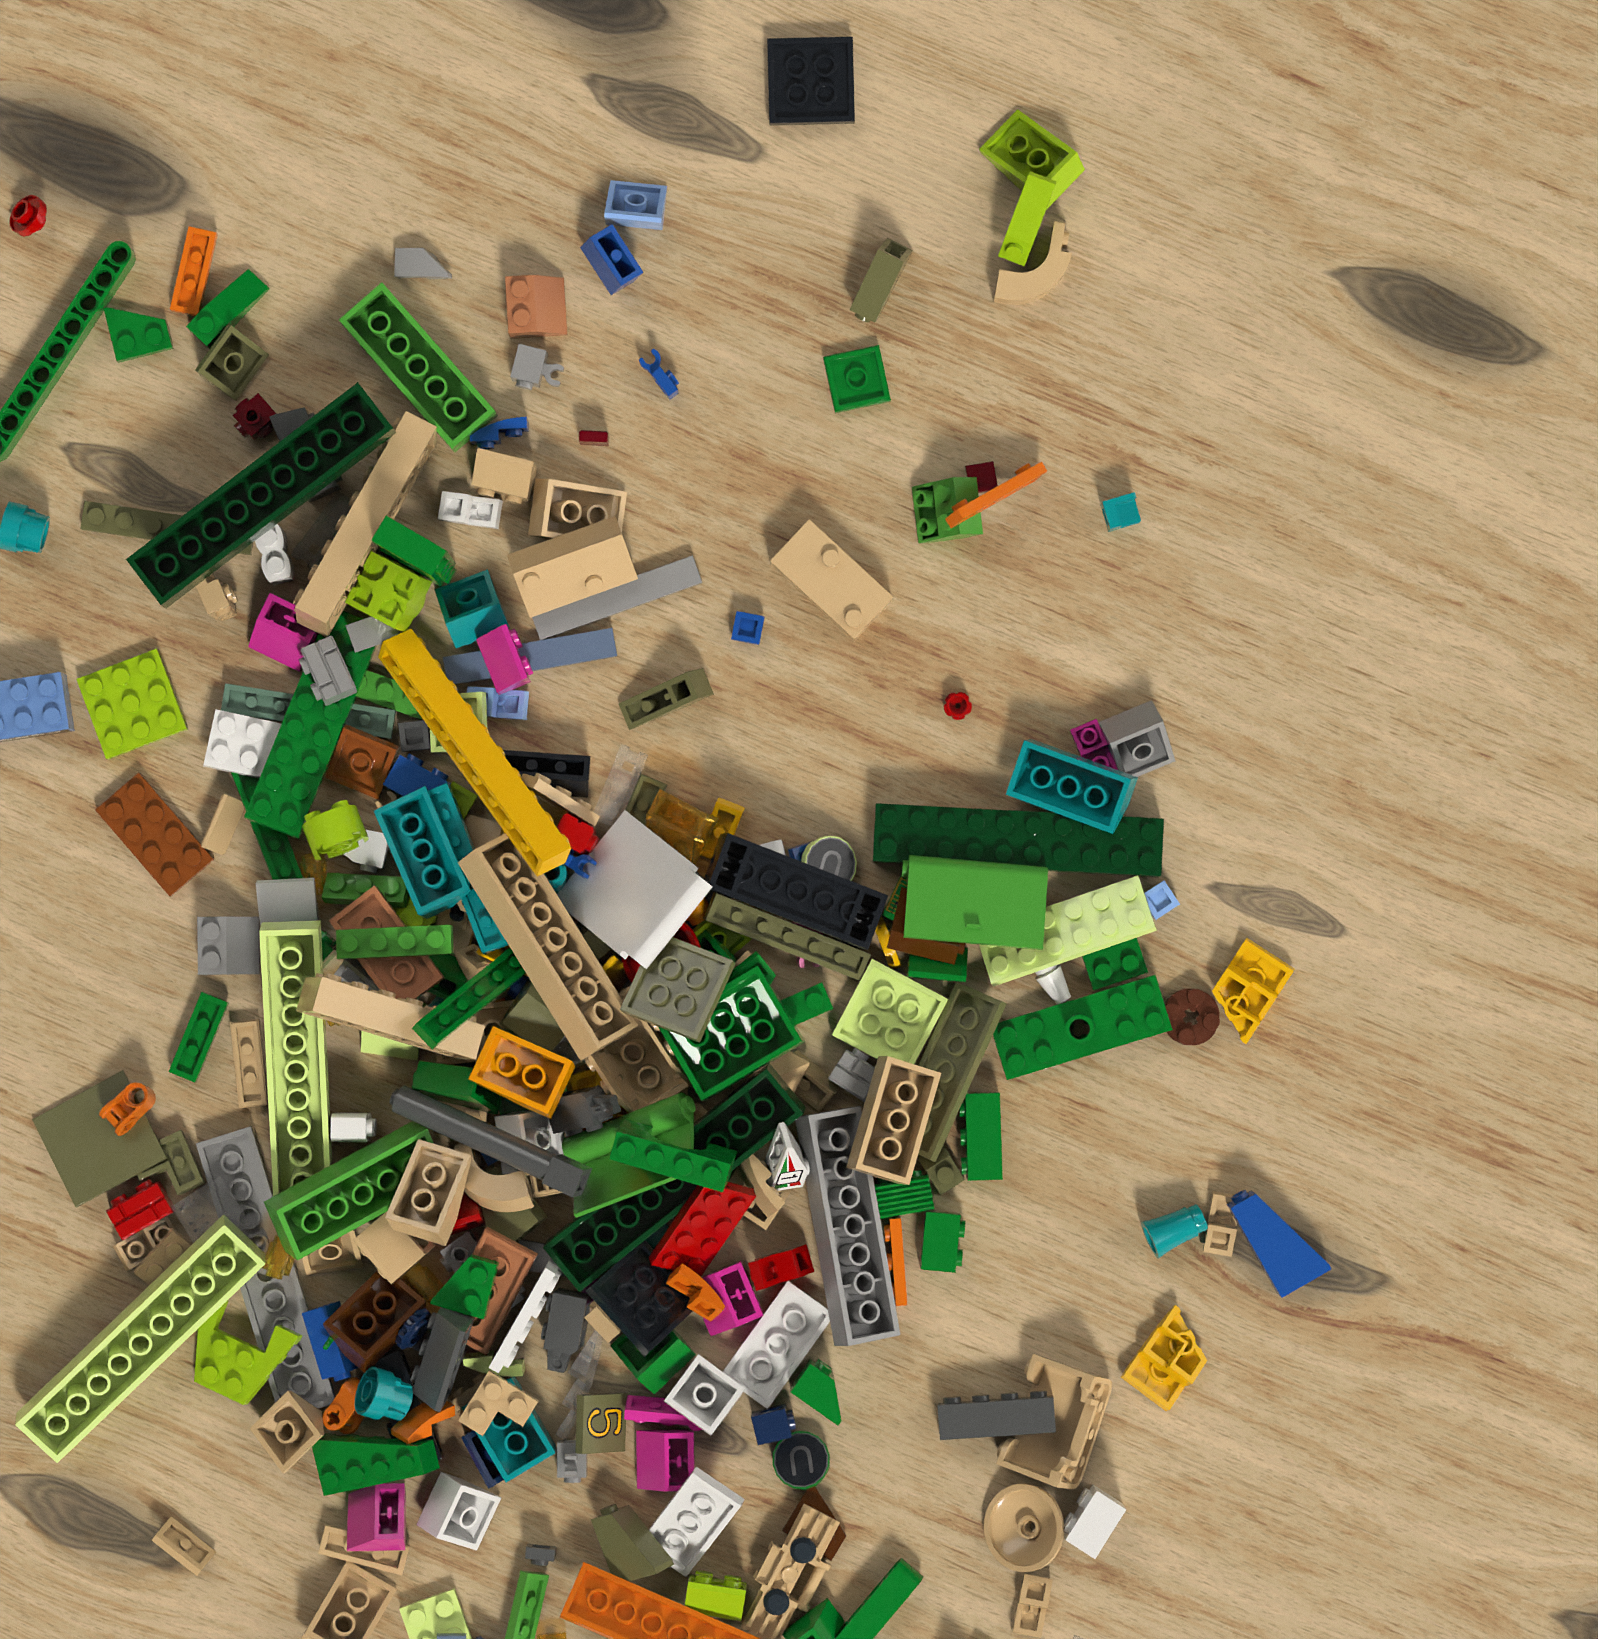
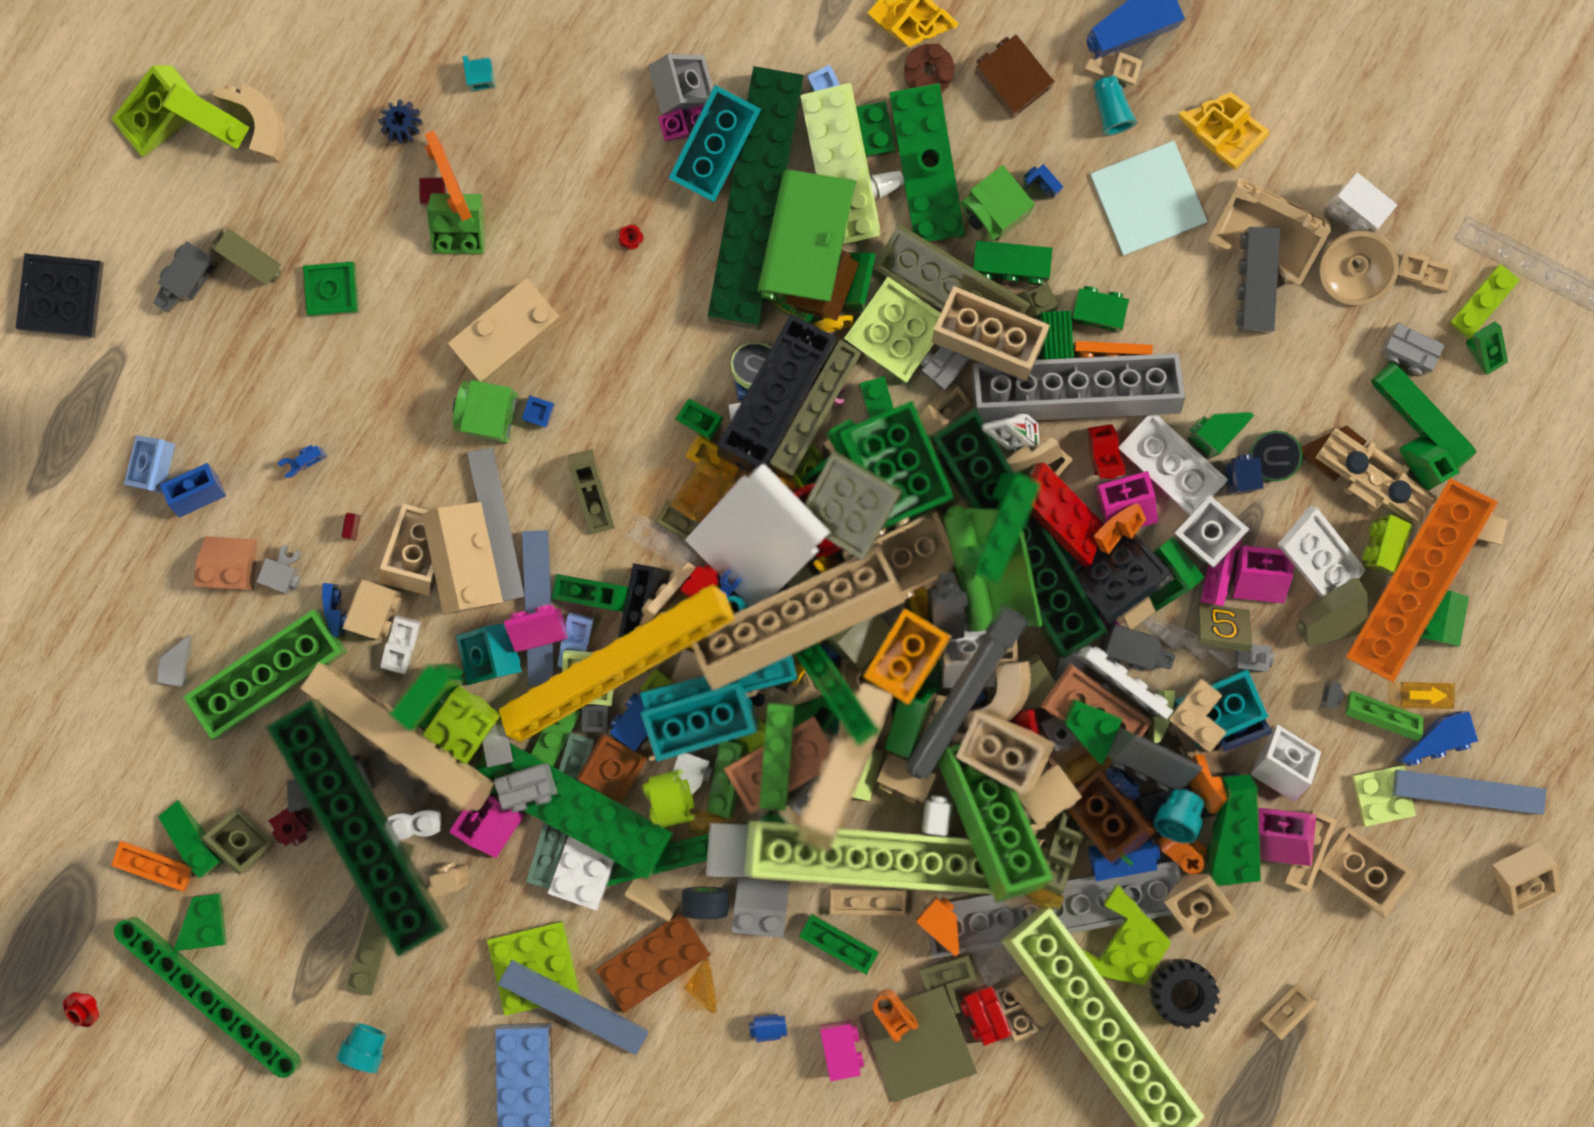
camera: 80 degrees left, 0 degrees up
(82, 1053) = (840, 1050): none -> dark pink brick
(94, 753) = (573, 1007): none -> sand blue tile
(97, 971) = (768, 1028): none -> blue brick
(134, 892) = (702, 986): none -> clear yellow slope
(168, 1439) = (1199, 1009): none -> black tyre
(226, 883) = (704, 902): none -> black wheel
(234, 1146) = (941, 923): none -> orange slope
(328, 1271) = (1063, 851): none -> olive slope
(388, 1075) = (895, 776): none -> tan brick
(552, 712) = (589, 593): none -> green slope
(739, 569) = (484, 410): none -> bright green piece
(761, 809) = (699, 419): none -> green slope
(849, 216) = (183, 276): none -> dark grey hinge
(940, 1599) = (1411, 349): none -> light grey brick
(1041, 1110) = (996, 205): none -> bright green piece
(1053, 441) = (409, 117): none -> dark blue gear
(1076, 1165) = (1047, 181): none -> blue bracket
(1077, 1283) = (1148, 198): none -> light aqua piece
(1194, 1112) = (1013, 75): none -> reddish brown brick

